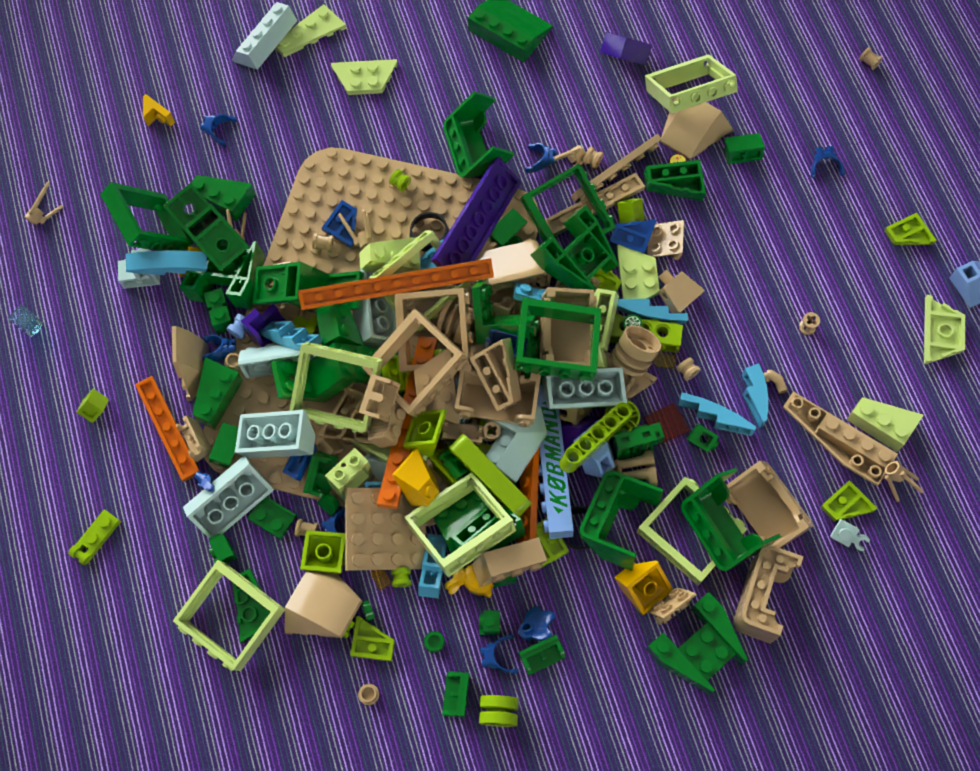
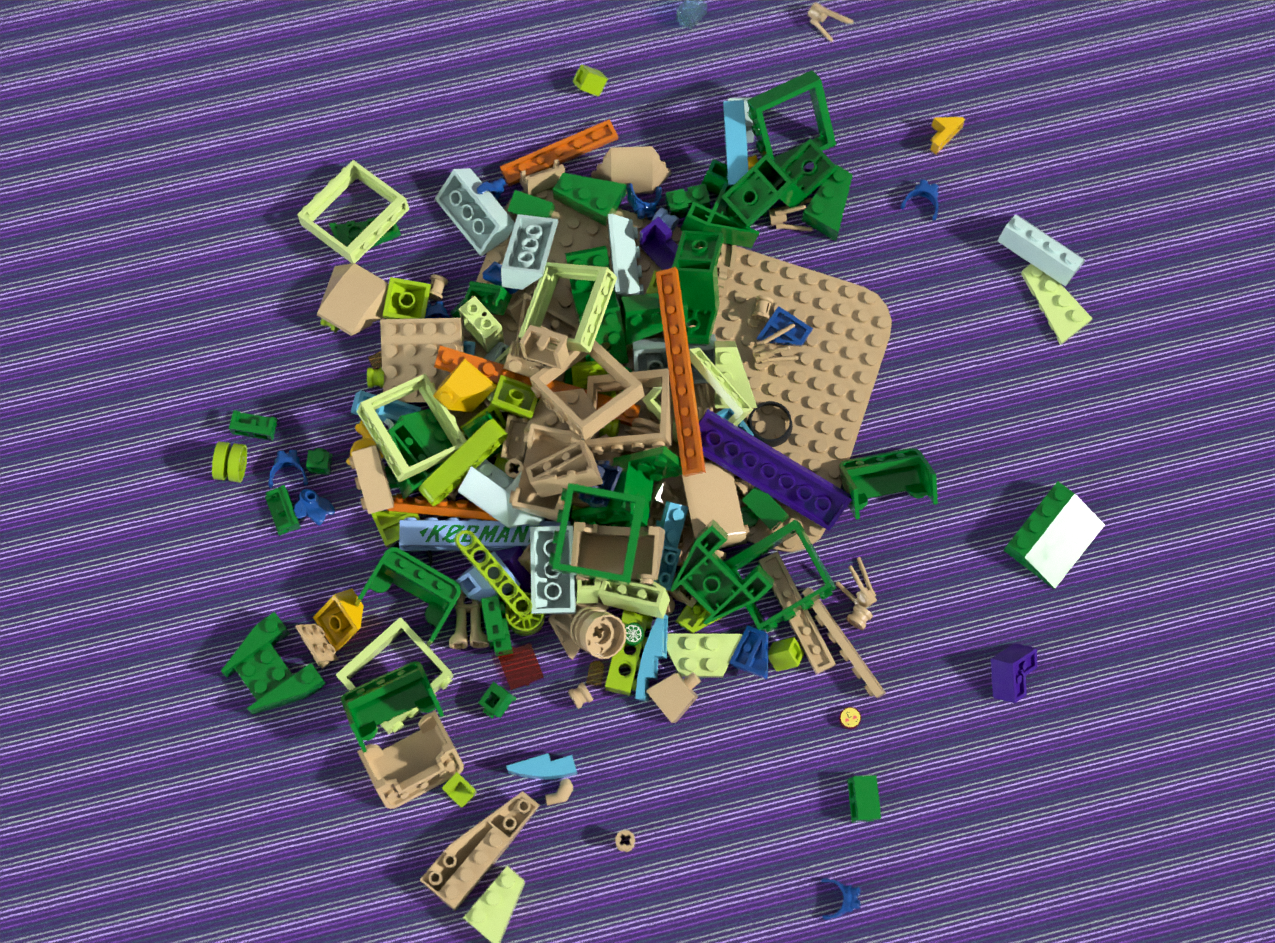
camera: 90 degrees right, 5 degrees up
(94, 537) = (450, 88): lime plate -> none
(221, 549) = (423, 206): green brick -> none
(231, 361) = (627, 212): tan plate -> none
(272, 517) = (453, 255): green plate -> none
(287, 335) = (641, 268): medium azure slope -> none
(364, 76) = (988, 362): yellowish green wing -> none
(367, 610) = (346, 343): green tile -> none
(368, 694) = (264, 343): tan plate -> none
(371, 642) = (314, 346): lime wing -> none
(400, 180) = (836, 393): lime wheel -> none
(434, 642) = (309, 408): green tile -> none
(548, 157) = (860, 563): blue helmet -> none
(667, 240) = (745, 691): tan hinge -> none
(676, 179) = (821, 711): green wedge -> none
(694, 129) = (897, 741): tan wedge -> none
(723, 417) = (519, 725): medium azure slope -> none
(724, 83) = (970, 726): yellowish green window -> none
(752, 616) = (291, 718): tan windscreen -> none
(786, 465) = (459, 790): none -> lime panel
(847, 503) = (408, 849): lime wing -> none
(847, 534) = (373, 842): light aqua plate -> none
(898, 473) = (429, 901): tan plant -> none

